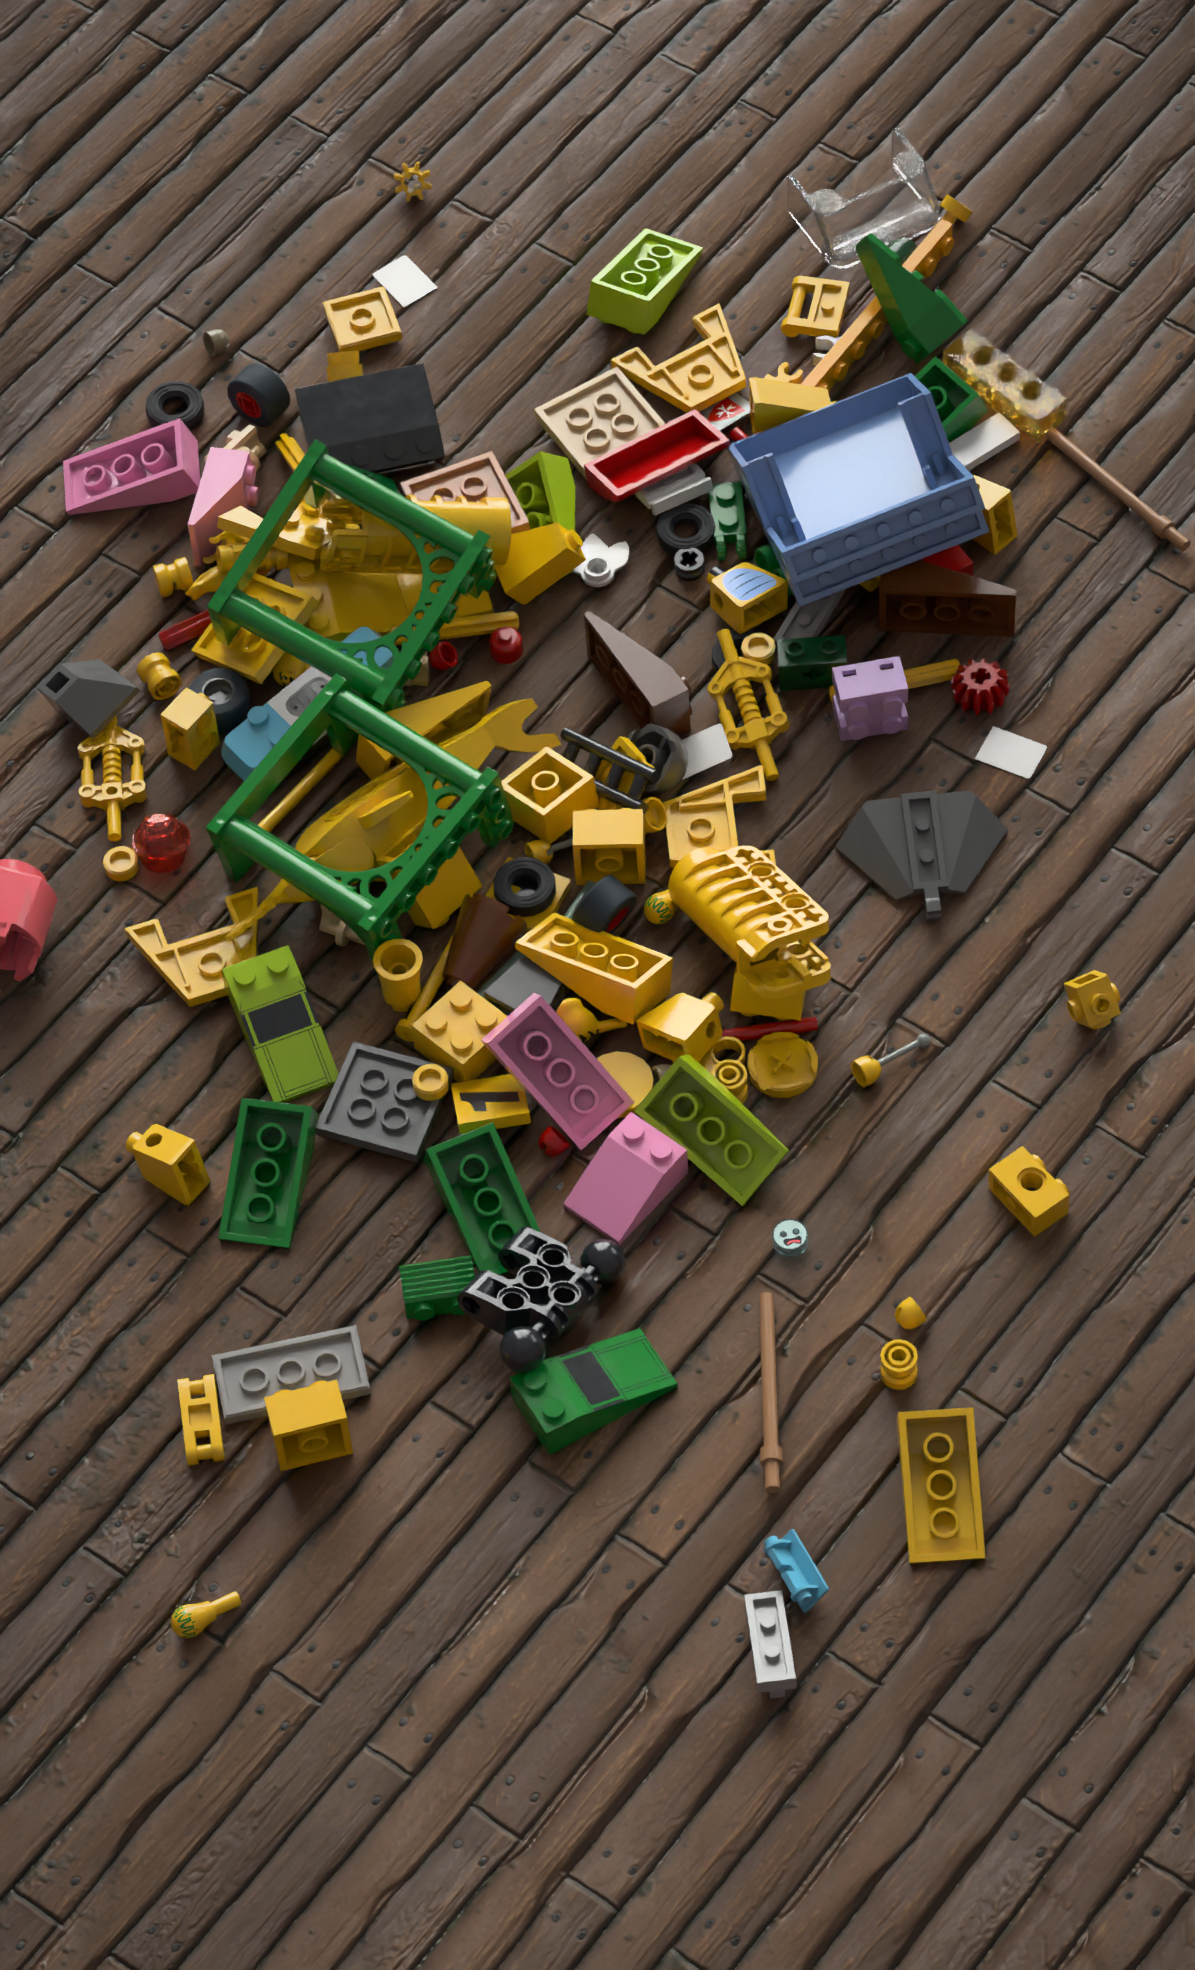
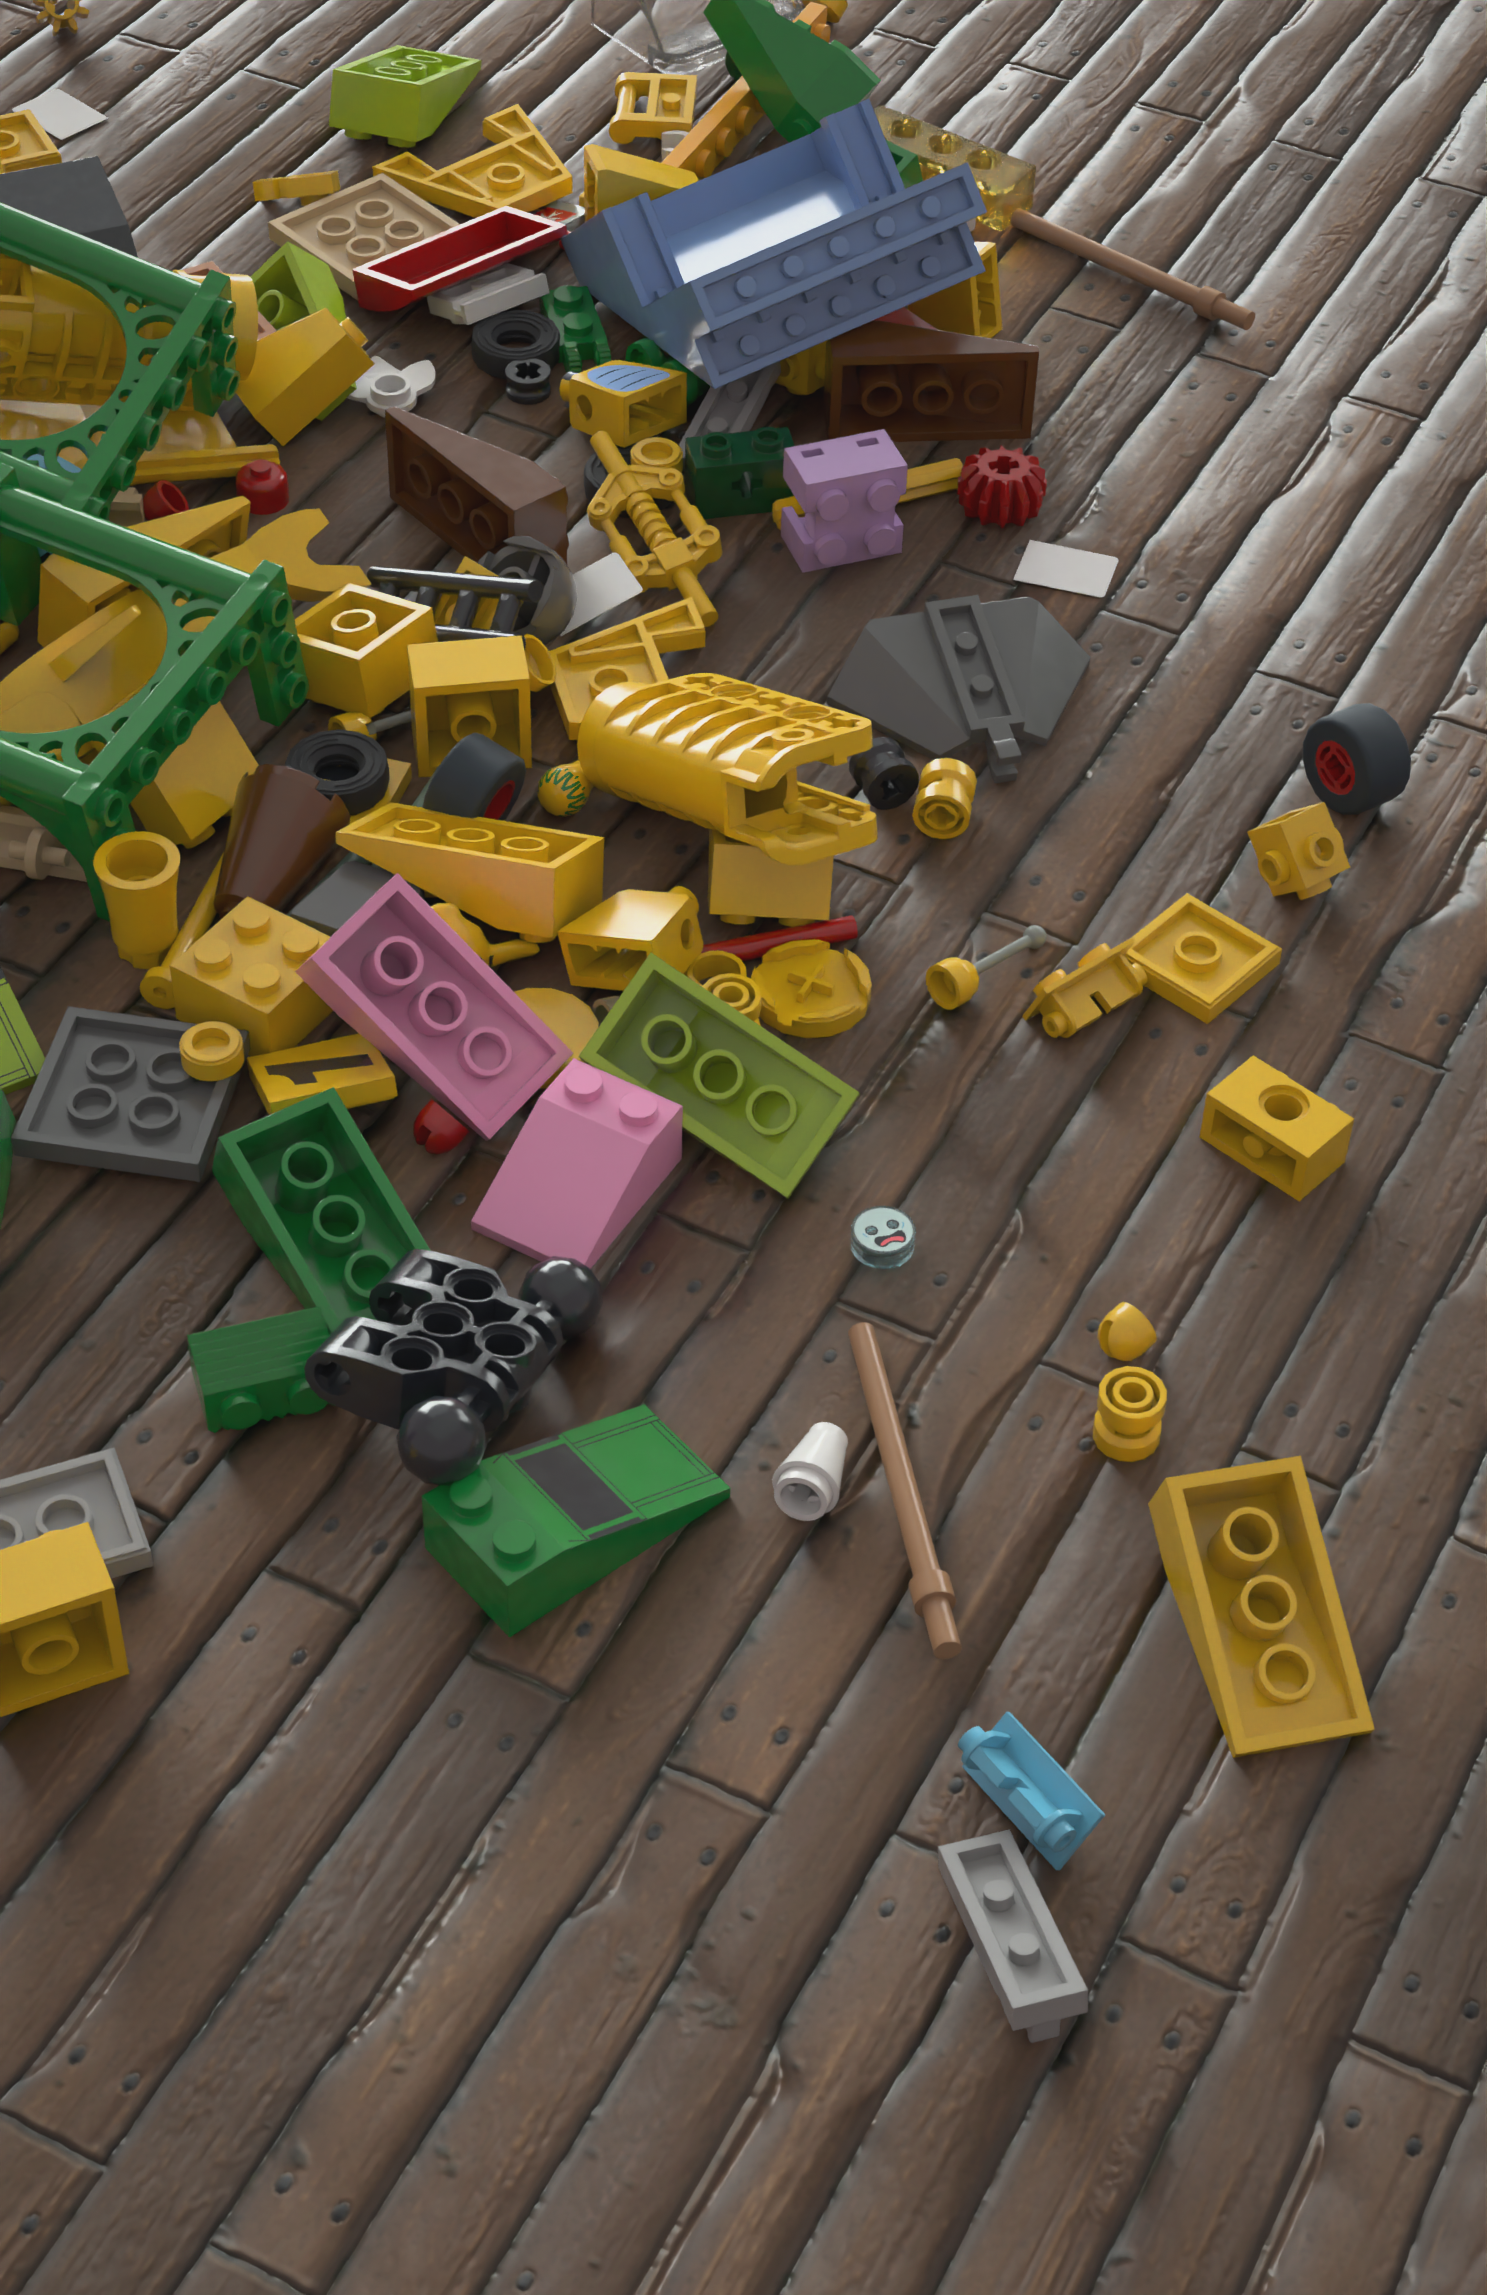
camera: 15 degrees left, 10 degrees down
(563, 372) = (306, 186): none -> yellow plate
(721, 1380) = (812, 1473): none -> white cone
(855, 914) = (884, 774): none -> black wheel
(888, 938) = (944, 798): none -> yellow wheel
(930, 1090) = (1067, 998): none -> yellow hinge
(1016, 1065) = (1201, 957): none -> yellow tile
(1146, 934) = (1356, 759): none -> black wheel

